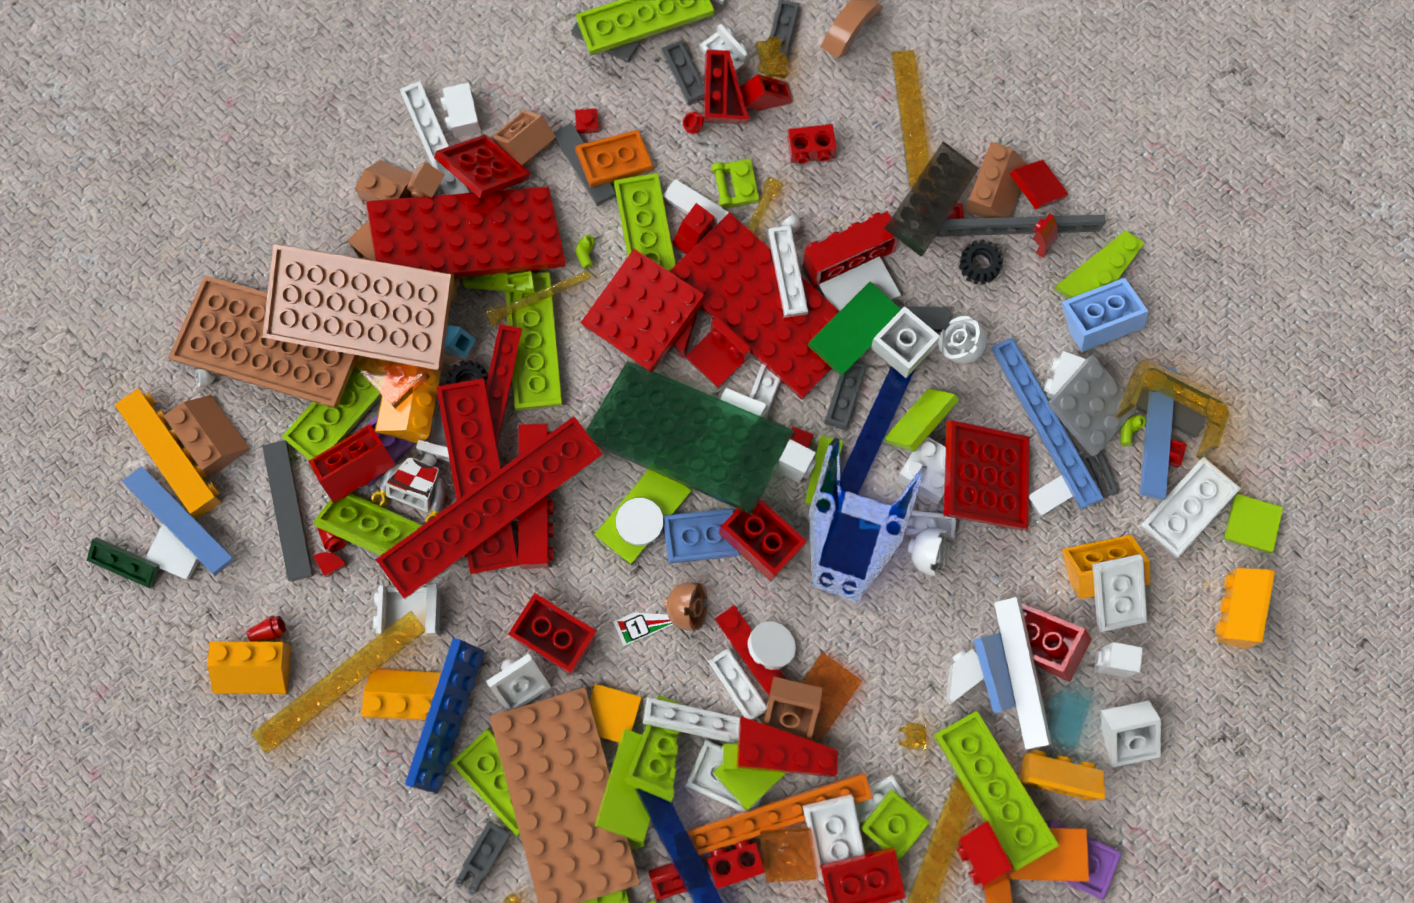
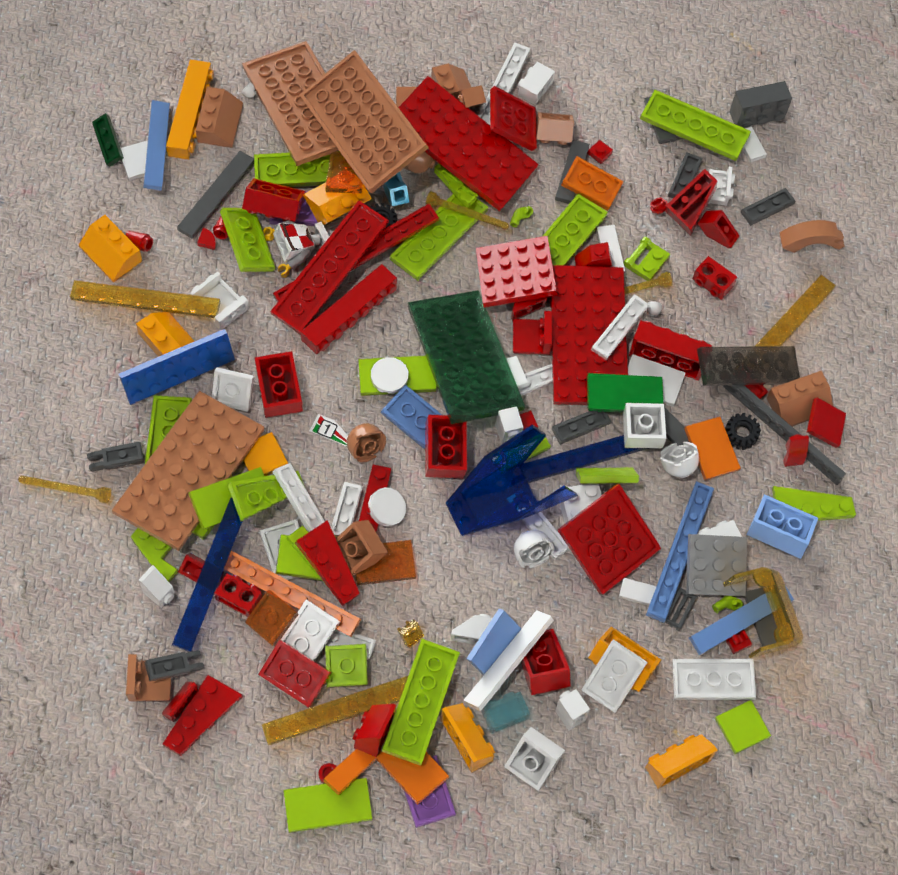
camera: 40 degrees right, 10 degrees down
(488, 507) = (318, 286): red plate -> none
(772, 61) = (742, 211): clear yellow hips -> none
(973, 298) = (714, 448): none -> orange tile

